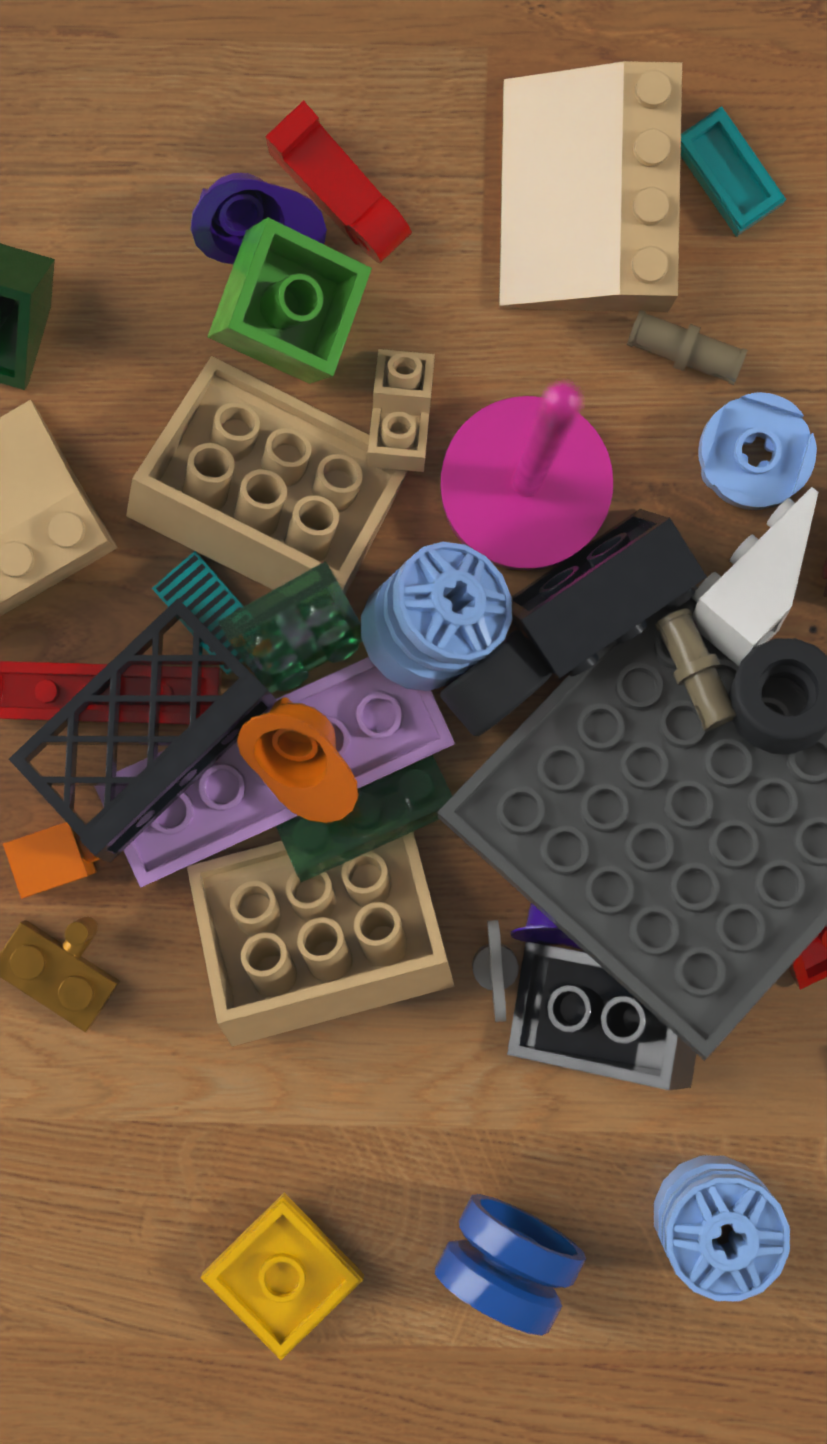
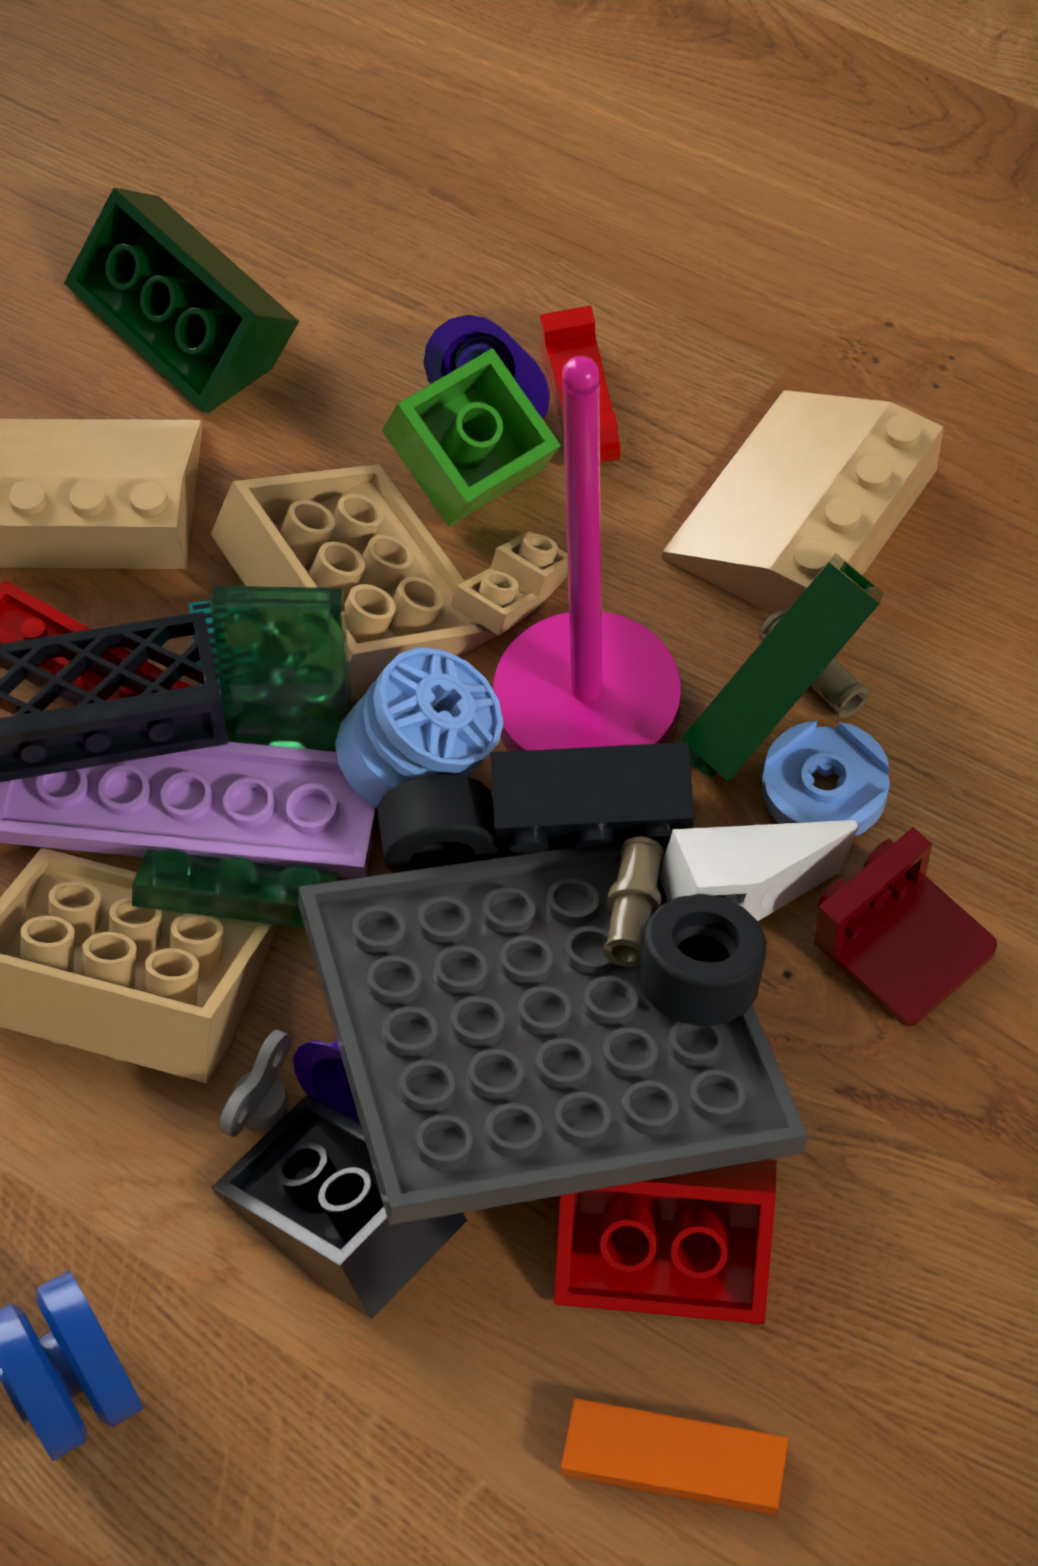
camera: 30 degrees right, 30 degrees down
(299, 761) = (205, 779): orange piece -> none
(689, 1218) = (319, 1505): light blue wheel -> none
(690, 379) = (781, 669): none -> dark green slope
(729, 171) = (946, 554): teal tile -> none

